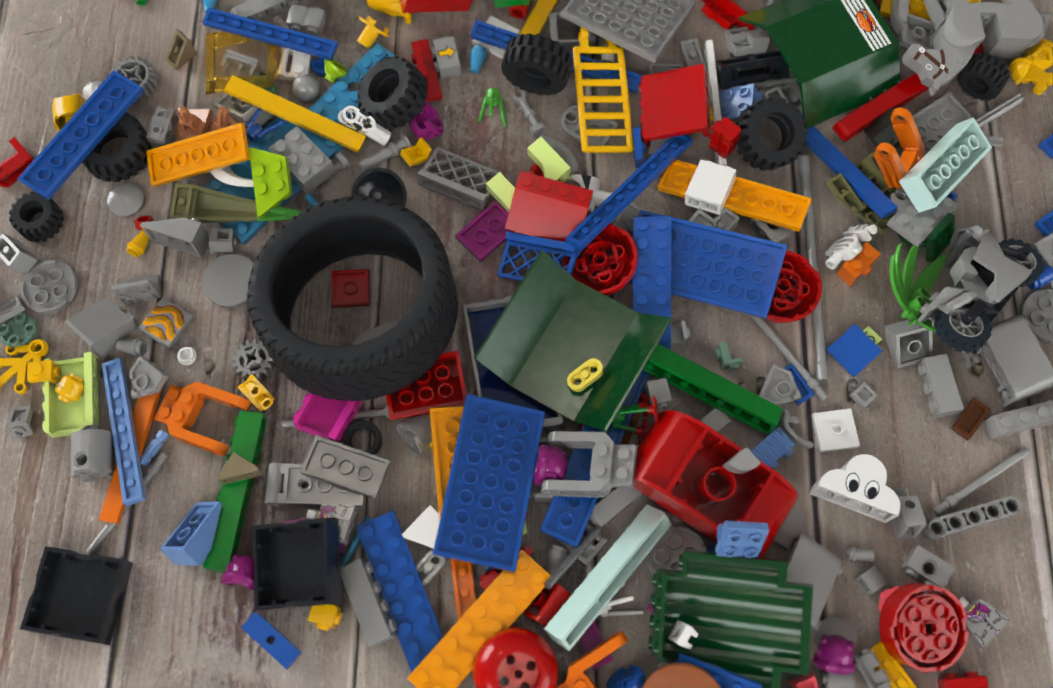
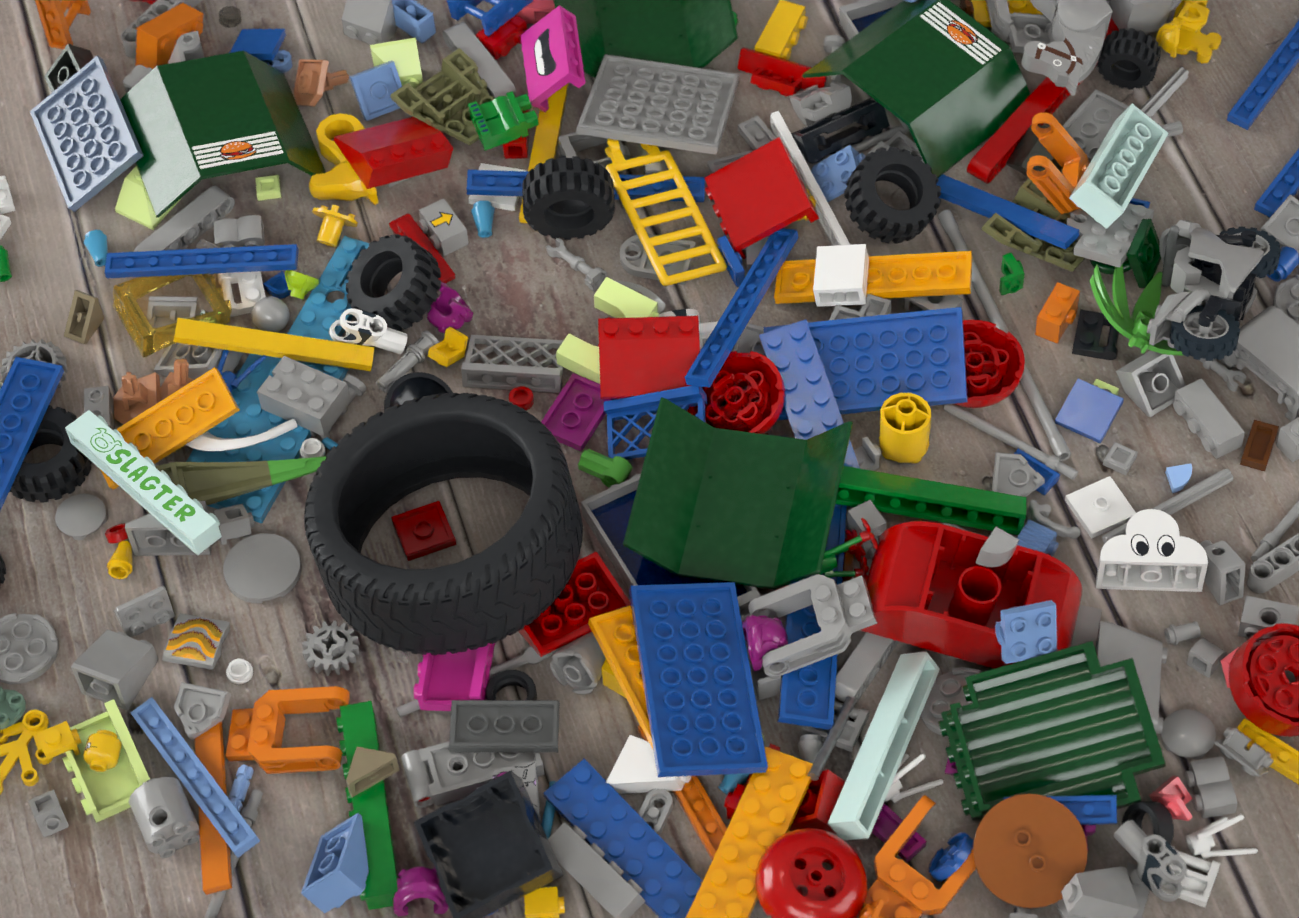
camera: 15 degrees left, 15 degrees down
(132, 346) = (163, 681): light grey cone -> none
(162, 197) = (144, 482): none -> light aqua brick
(256, 393) = (349, 677): yellow hips -> none
(270, 179) = (274, 426): lime wing -> none
(297, 201) = (312, 448): none -> white plate
(454, 207) = (522, 397): none -> red tile
(492, 100) = (523, 259): bright green plant -> none
(494, 285) = (607, 469): none -> bright green piece
(584, 374) = (767, 528): light yellow plate -> none
(682, 633) = (998, 773): white tile -> none
(713, 323) = (904, 428): none -> yellow cylinder
(723, 356) = (934, 467): sand green bracket -> none
(724, 137) = (837, 213): red brick -> none
(835, 655) = (1192, 742): magenta helmet -> none
(837, 224) = (1013, 275): none -> green bracket
(849, 246) = (1037, 293): white torso -> none
(875, 288) = (1089, 334): none -> black plate
(886, 447) = (1184, 498): none -> light grey axle
(902, 425) = (1178, 476): none -> light blue tile

